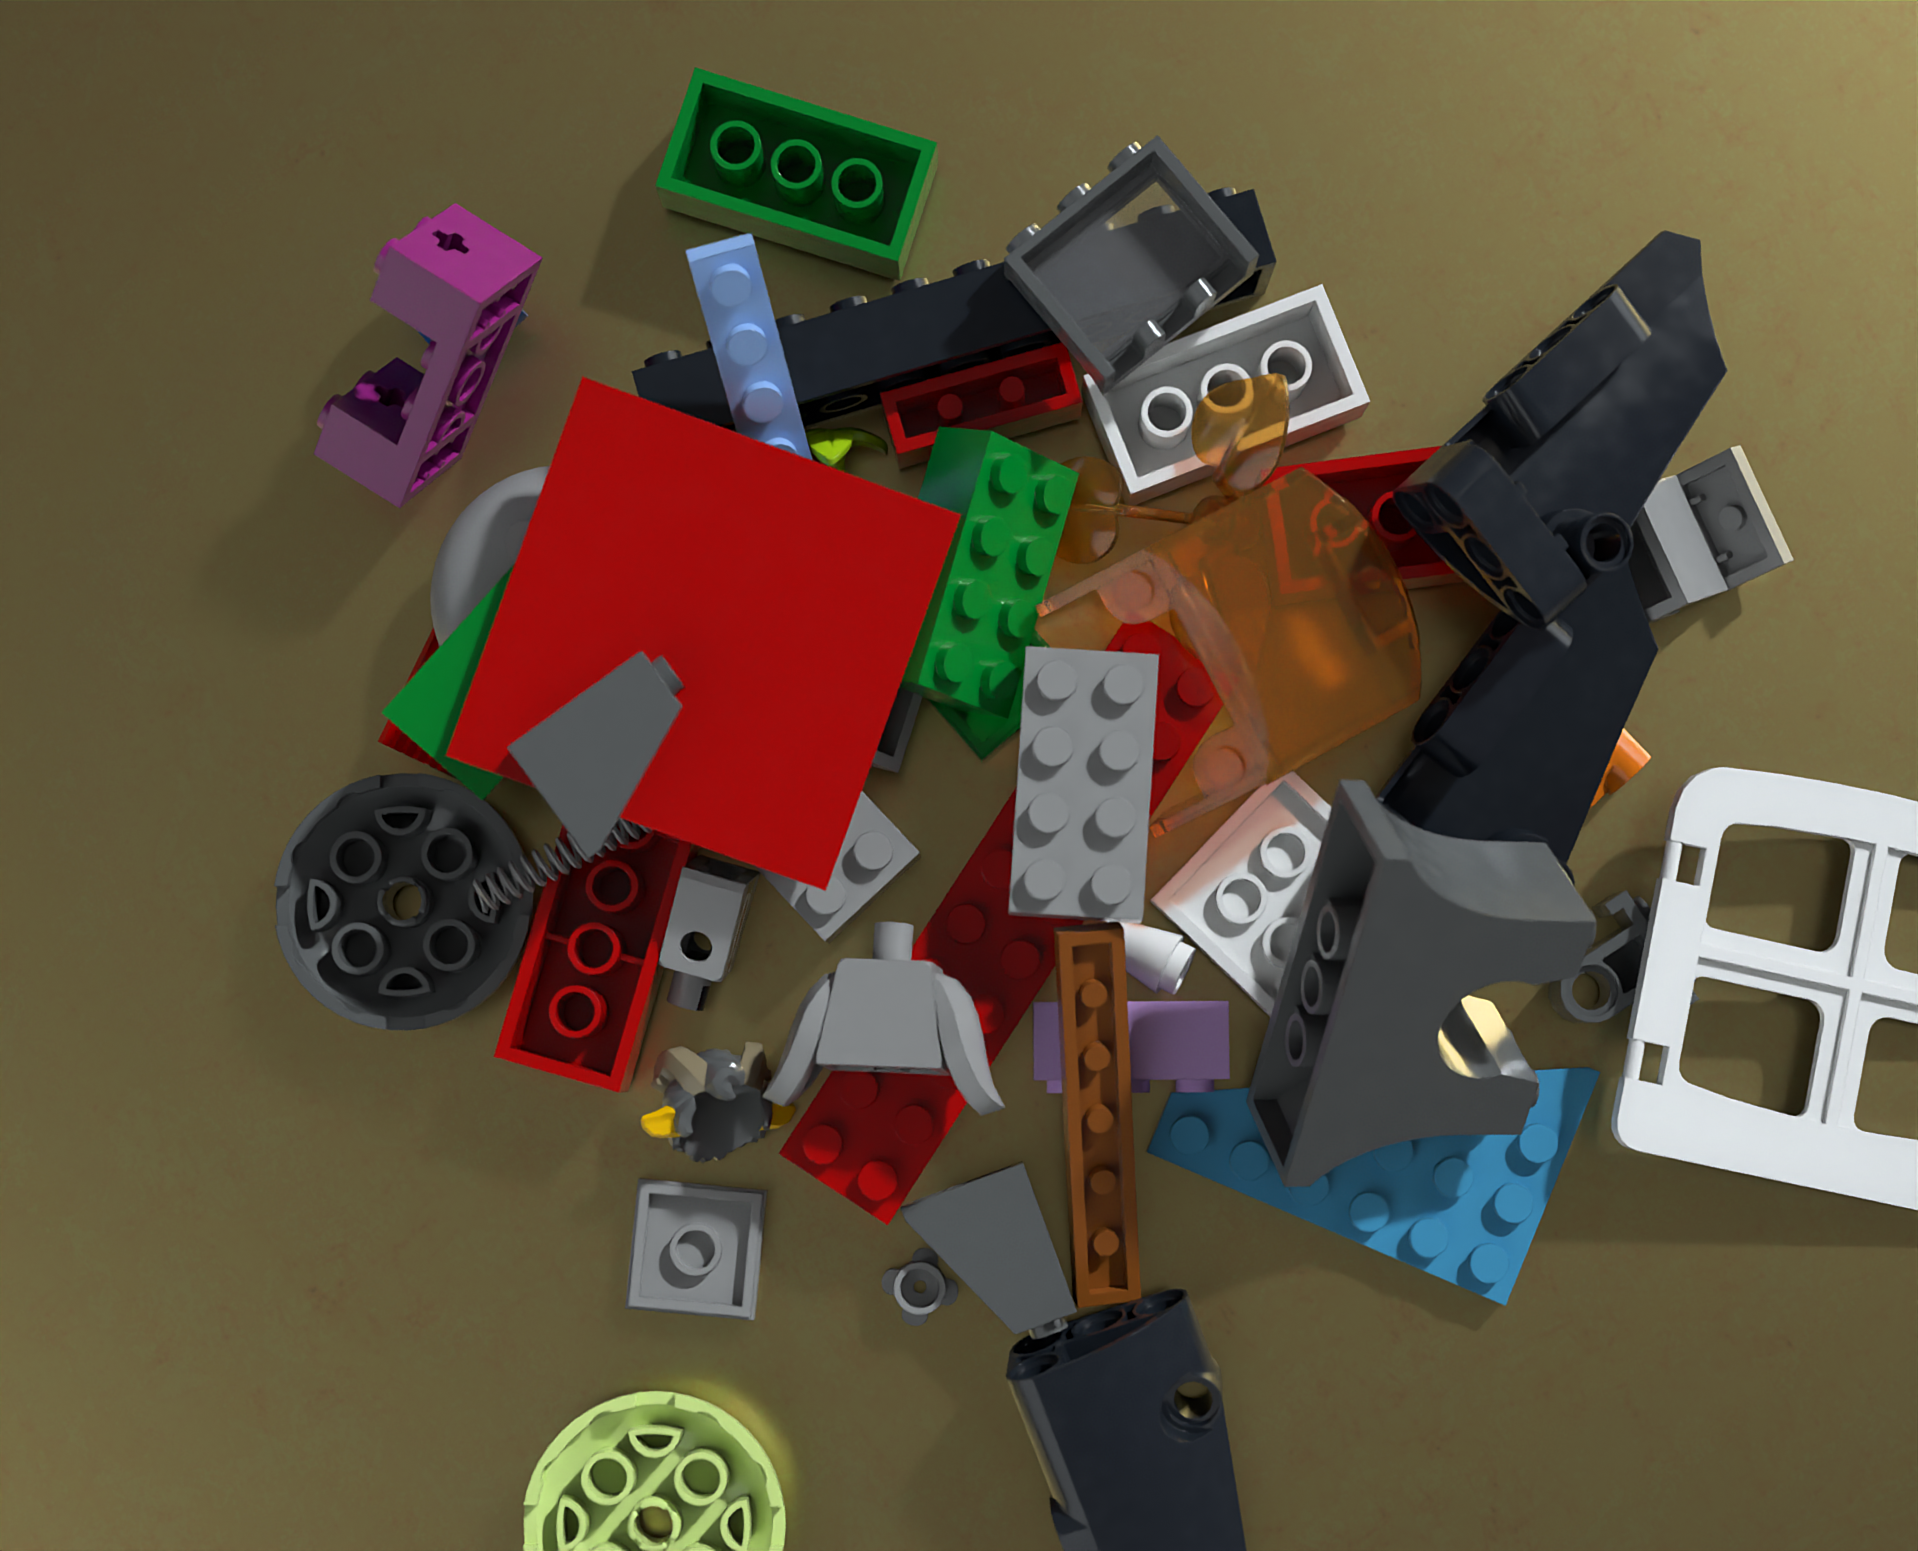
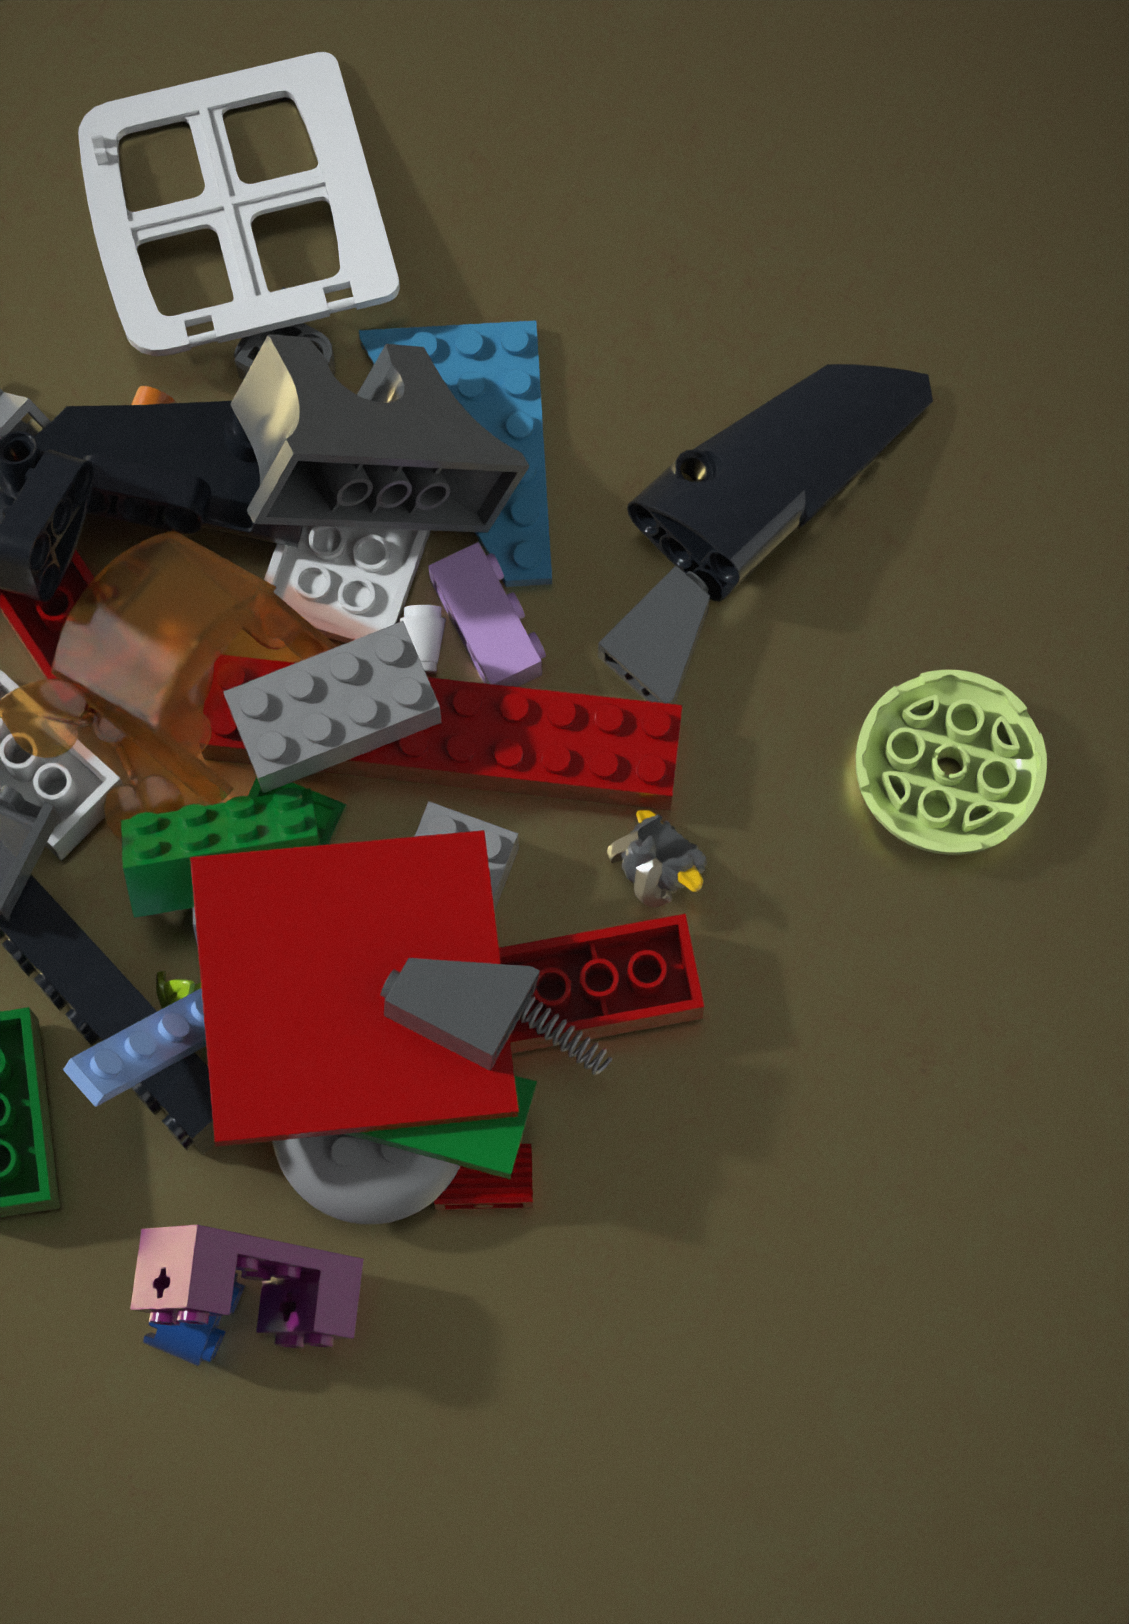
camera: 120 degrees left, 10 degrees down
(341, 888) = (647, 1083): dark grey brick -> none
(696, 1249) = (763, 832): light grey tile -> none
(710, 900) = (547, 913): light grey torso -> none
(887, 1019) = (548, 757): light grey torso -> none
(938, 1288) = (709, 665): light grey plate -> none
(999, 396) = (103, 912): red brick -> none
(1097, 1113) = (540, 608): dark orange plate -> none

